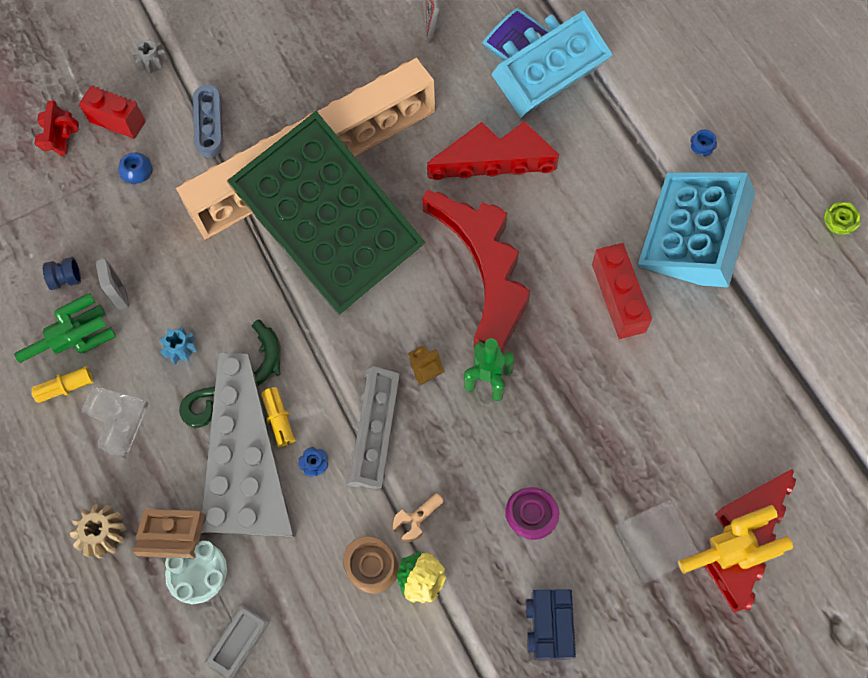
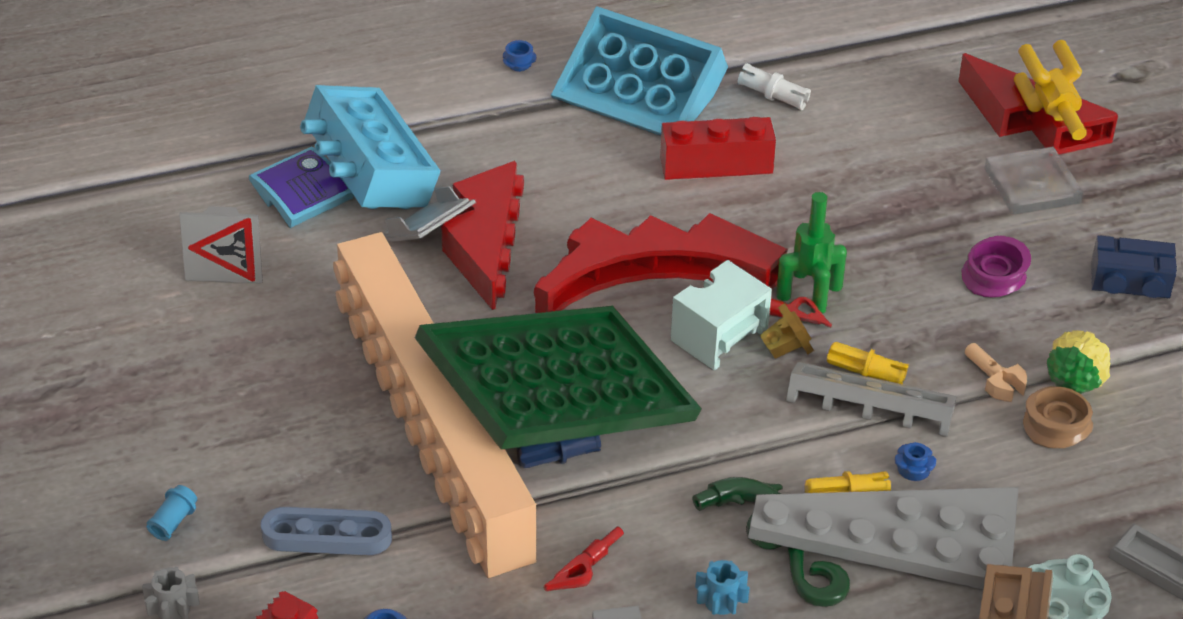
camera: 85 degrees left, 25 degrees down
(199, 264) = (583, 564): none -> red hand
(221, 43) = (178, 503): none -> dark azure pin
(403, 422) = (866, 363): none -> yellow axle
(425, 314) = (720, 314): none -> light aqua piece
(456, 367) = (816, 318): none -> red hand
(490, 114) = (428, 217): none -> light grey piece
(718, 326) = (774, 86): none -> white pin

